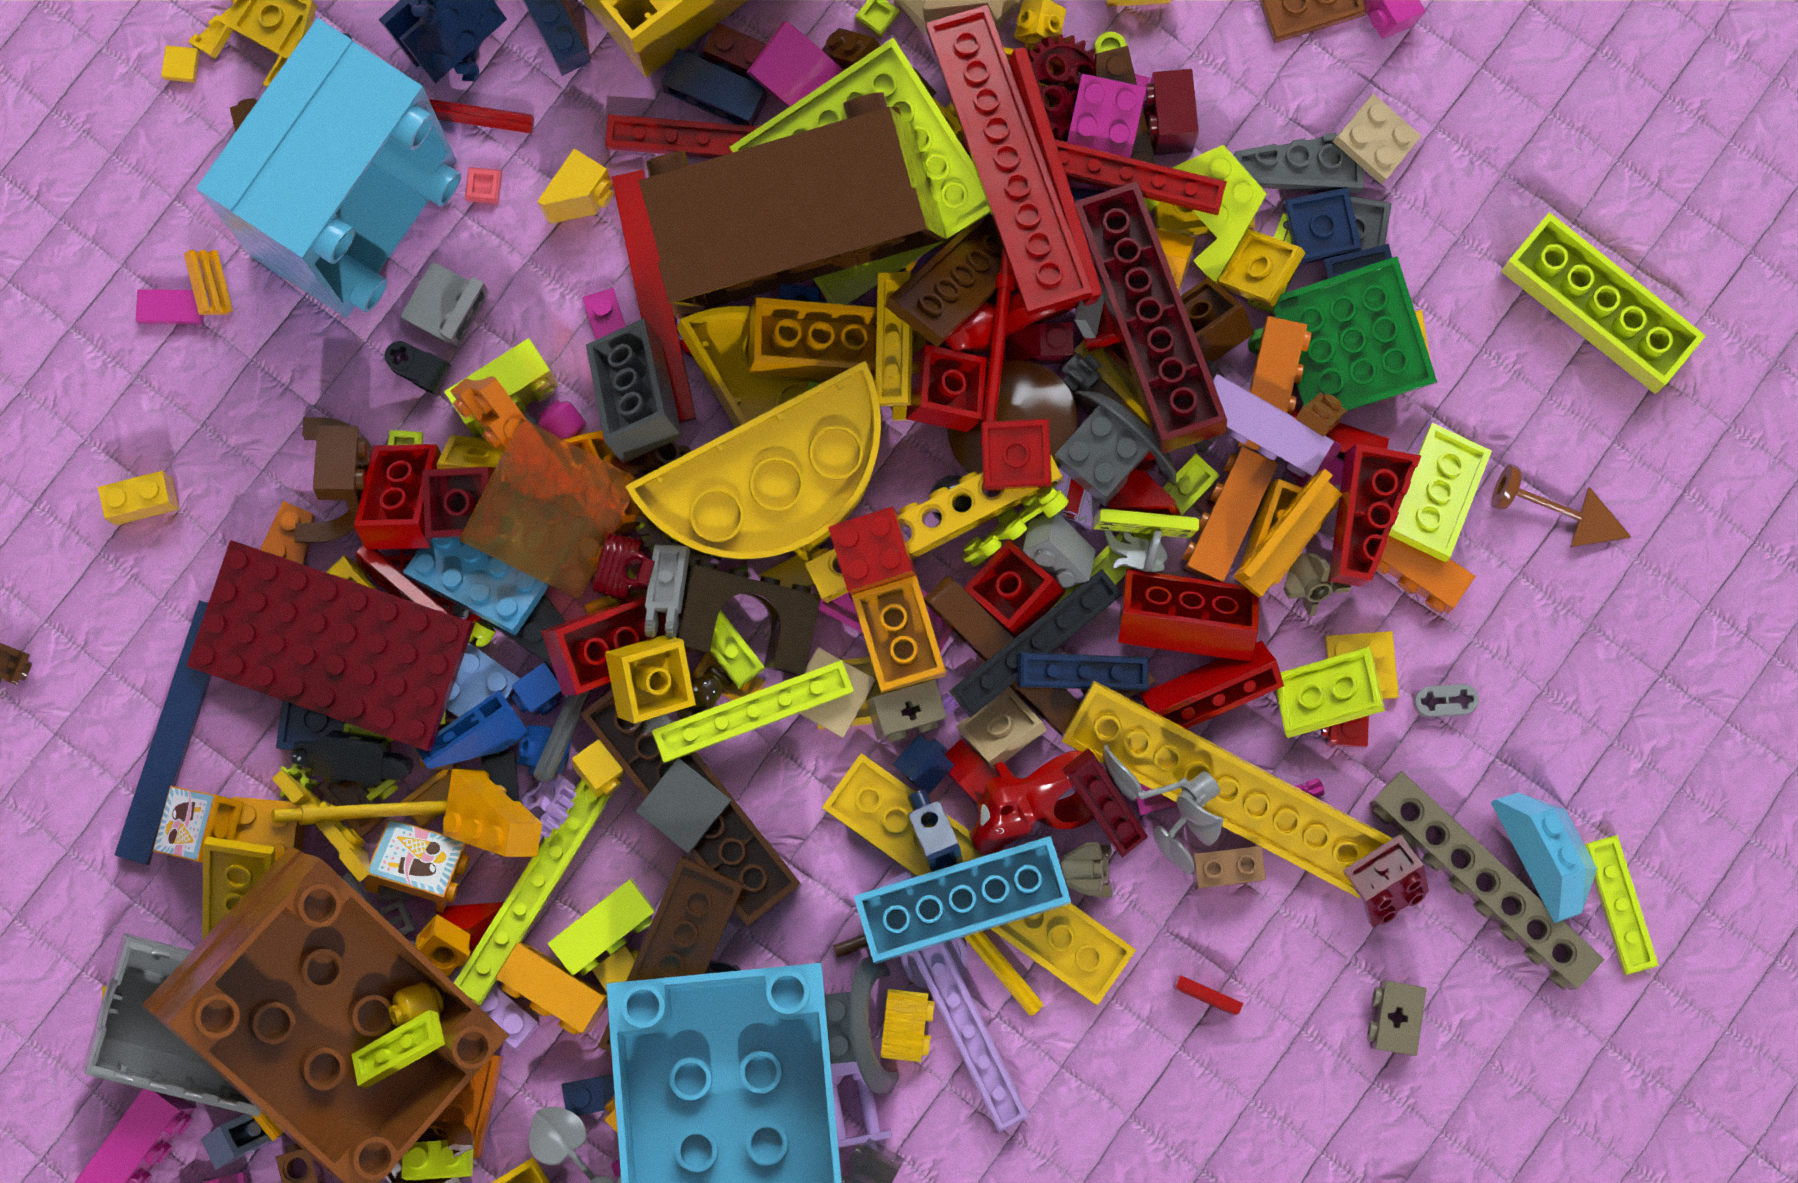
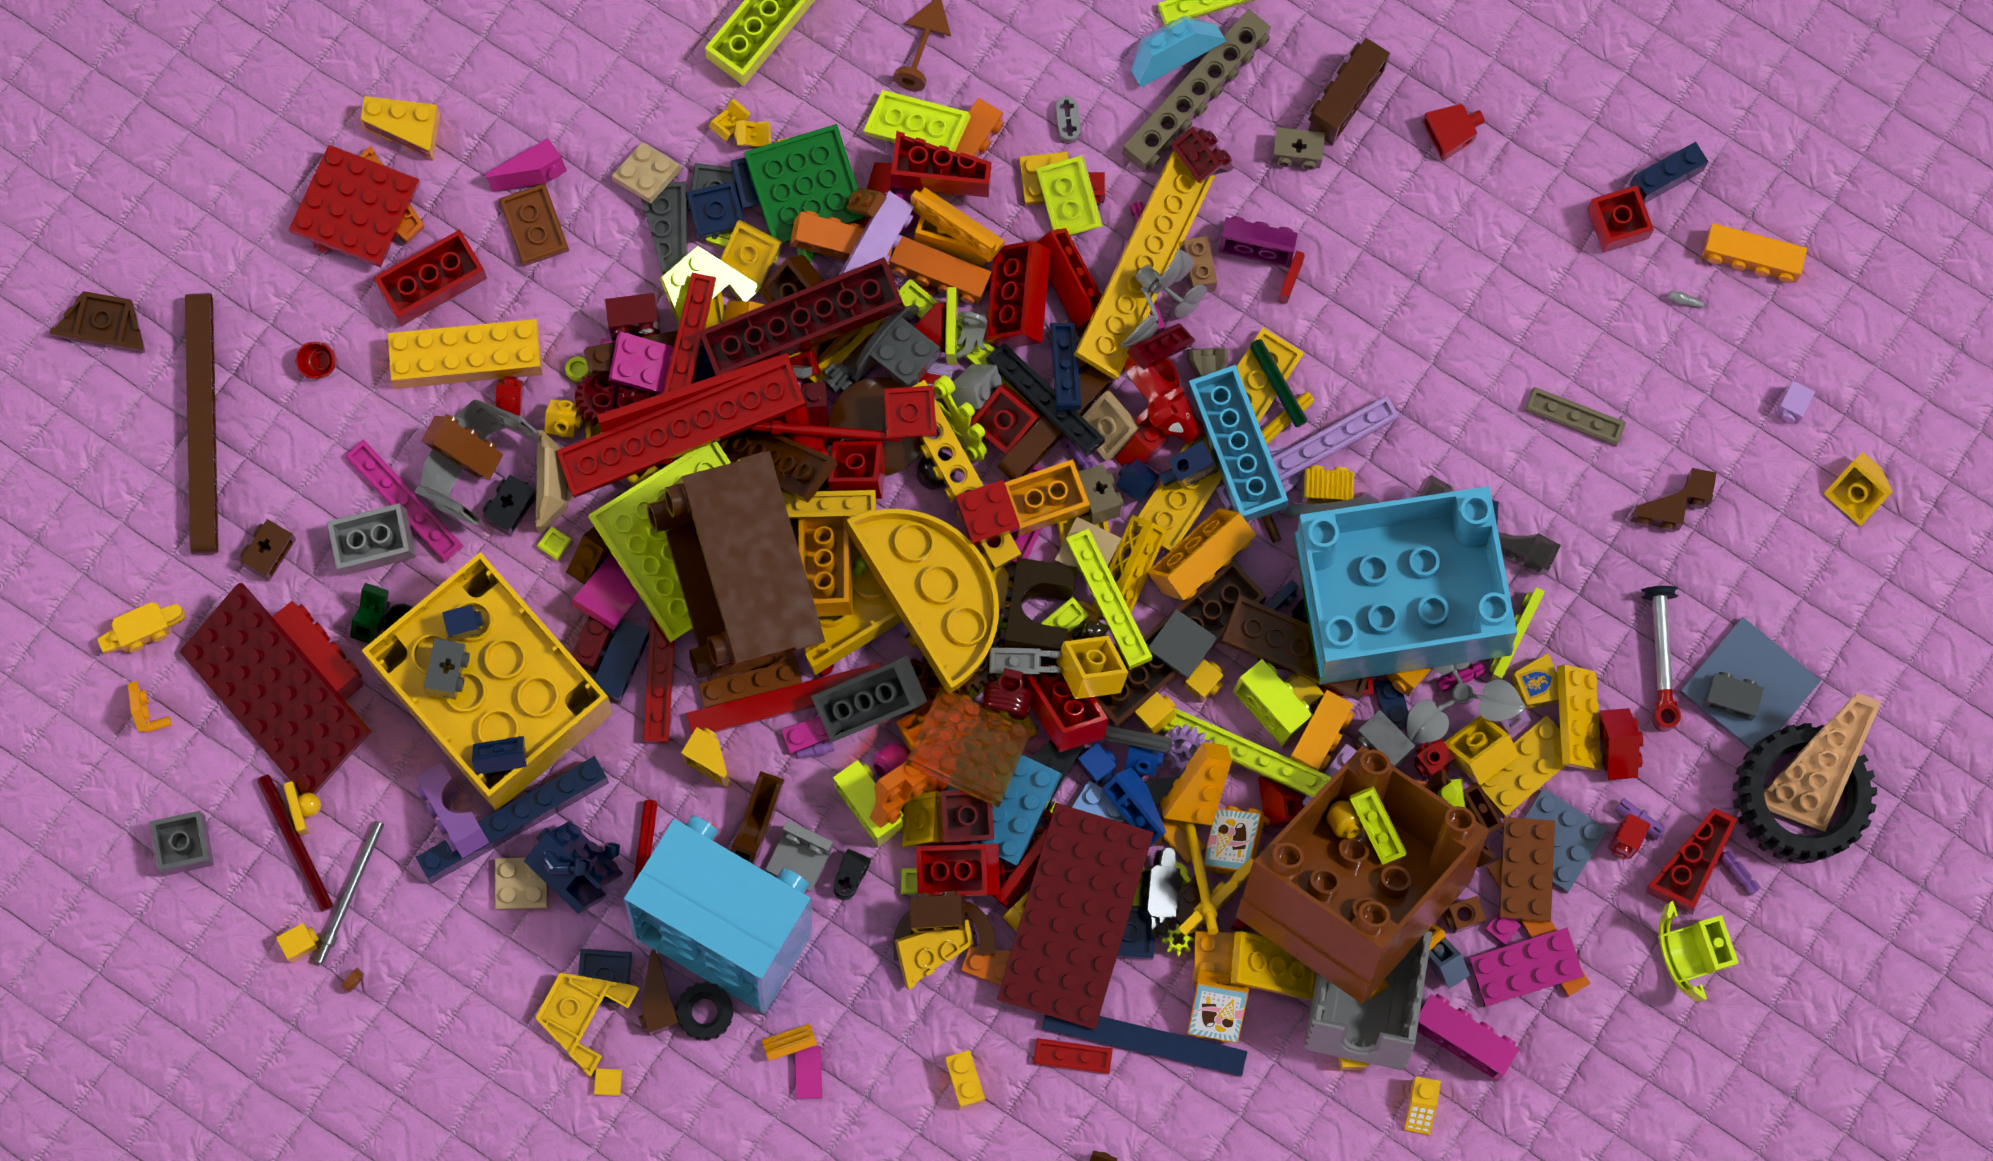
camera: 100 degrees left, 5 degrees down
(55, 1092) = (1422, 1105): none -> yellow slope
(162, 639) = (1072, 1056): none -> red tile
(296, 451) = (924, 952): none -> yellow wing
(444, 944) = (1292, 805): light orange brick -> none
(494, 250) = (758, 817): none -> reddish brown arch
(499, 1142) = (1438, 752): none -> red brick
(536, 1074) = (1383, 735): none -> flat silver brick
(584, 333) = (818, 749): none -> medium lavender piece
(643, 840) = (1205, 680): none -> yellow brick
(753, 956) = (1284, 596): none -> dark blue plate
(801, 756) = (1135, 567): none -> yellow fence
(811, 842) = (1201, 554): none -> light orange brick
(1052, 965) = (1278, 383): none -> dark green axle
(1262, 951) = (1258, 241): none -> magenta slope
(1310, 581) = (987, 210): dark tan brick -> none
(1429, 276) = (752, 134): none -> yellow bracket
(1448, 248) = (725, 122): none -> yellow bracket
(1479, 1095) = (1349, 89): none -> reddish brown brick

